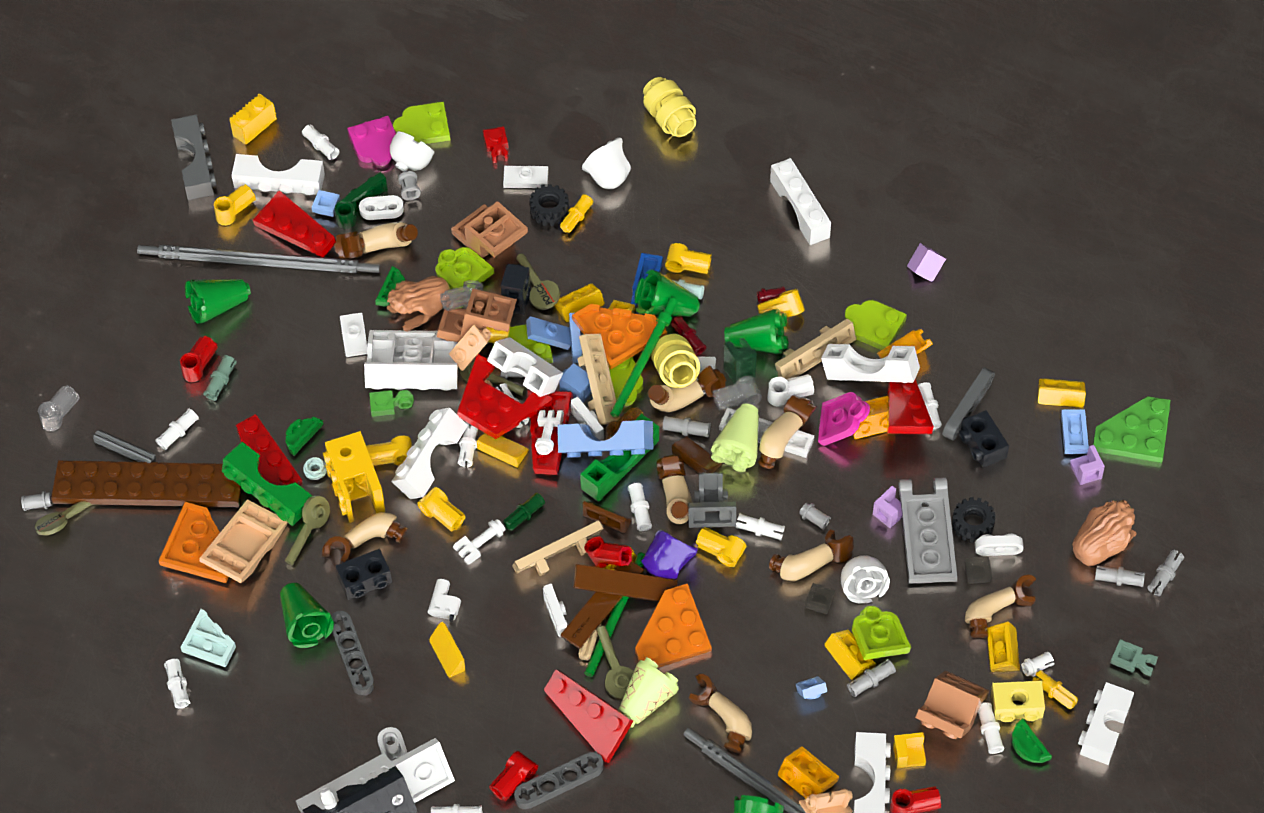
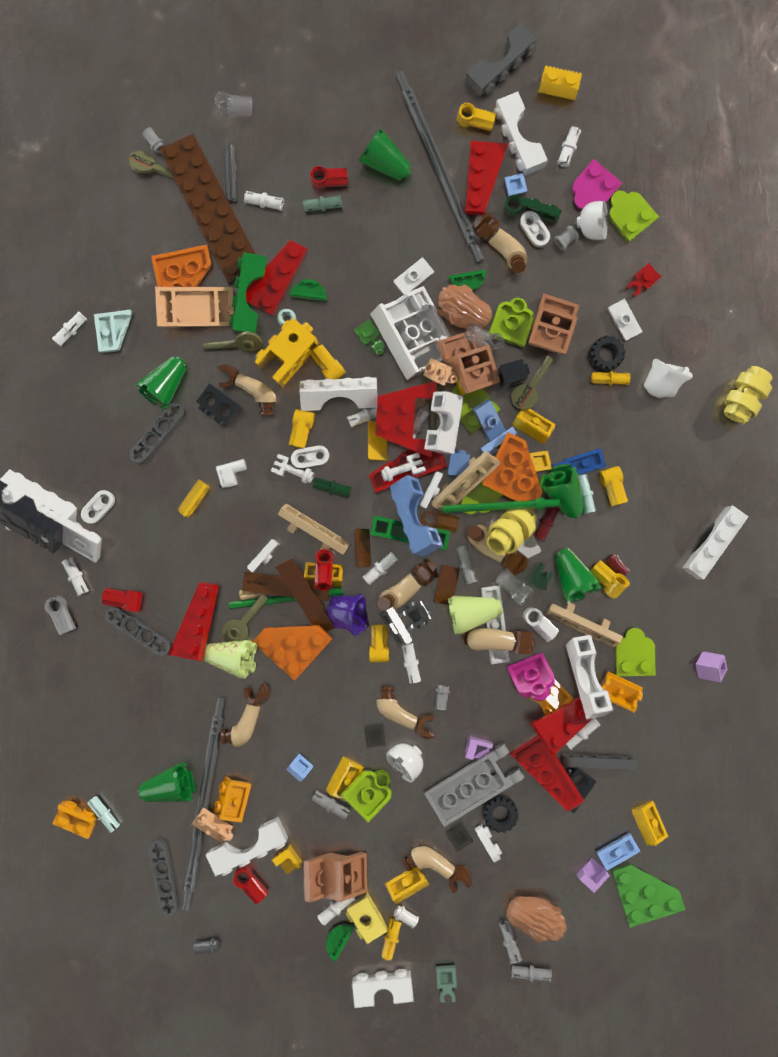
camera: 60 degrees right, 30 degrees up
(477, 517) = (310, 457): none -> white plate
(946, 449) = (548, 772): none -> red wing

